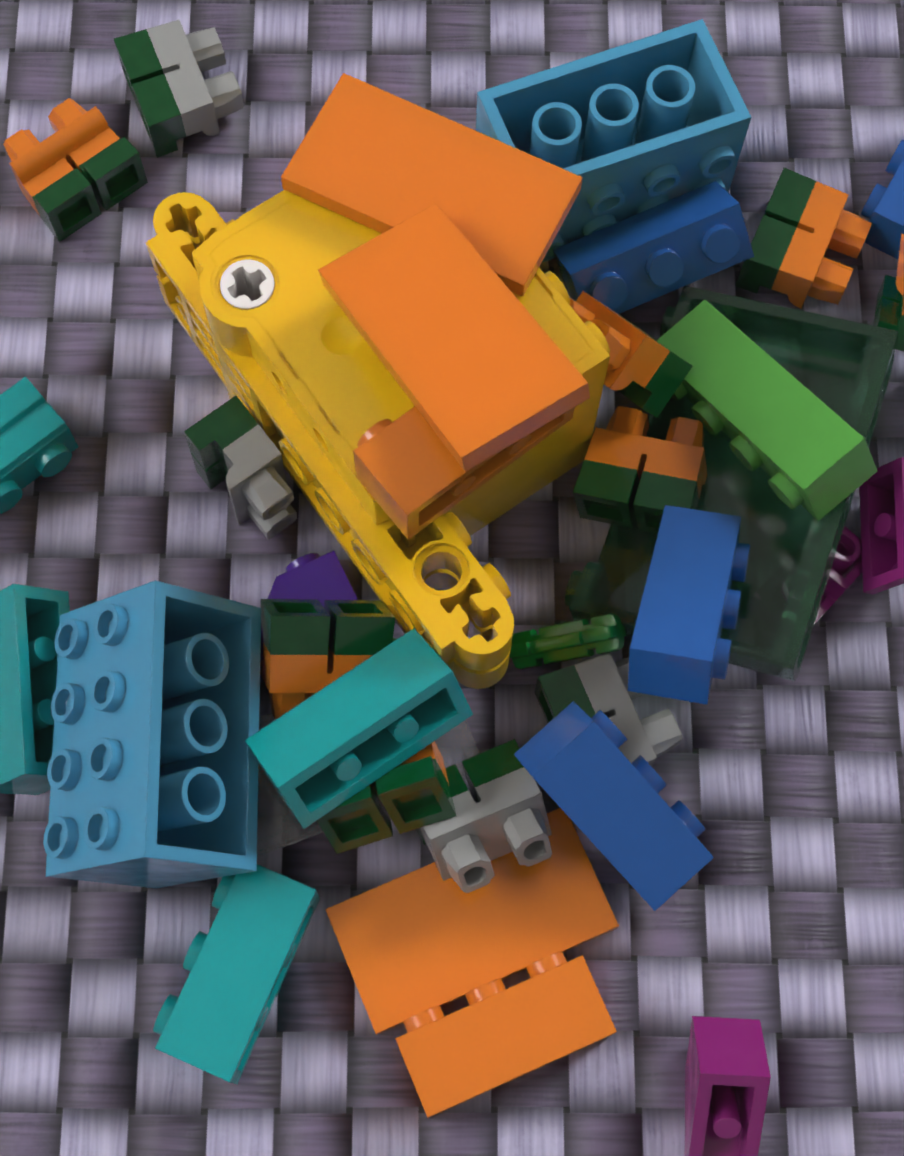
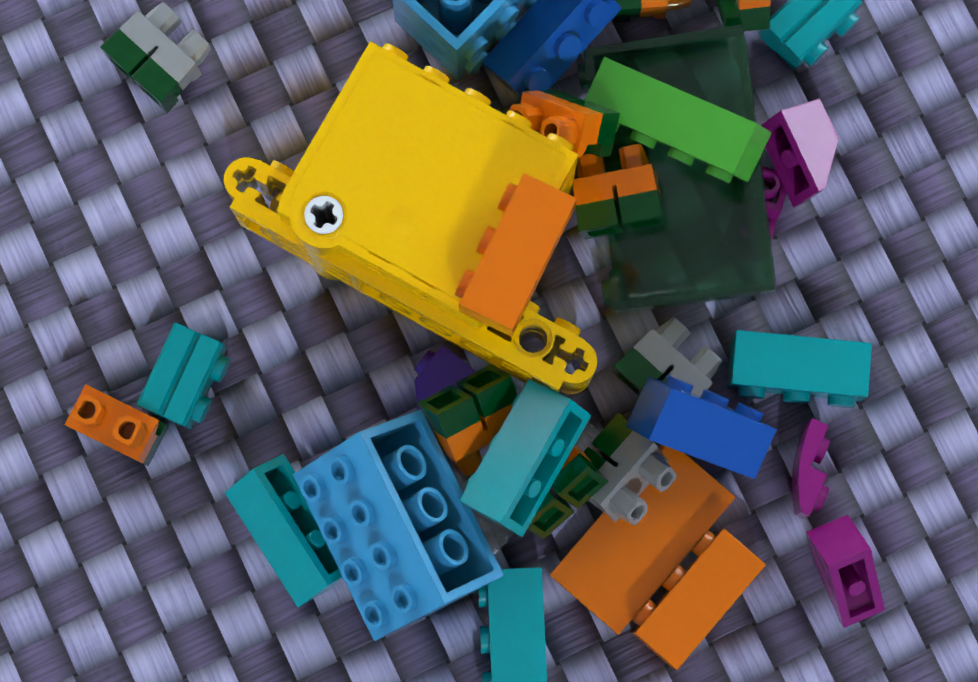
camera: 25 degrees left, 10 degrees up
(74, 168) = (119, 136): hips -> none
(237, 449) = (357, 312): light grey hips -> none
(391, 159) = (409, 90): orange tile -> none
(453, 336) = (482, 199): orange tile -> none
(567, 641) = (623, 330): green axle -> none
(687, 605) = (691, 277): blue brick -> none
(725, 950) = (808, 482): none -> magenta slope
(782, 797) = (799, 368): none -> teal brick

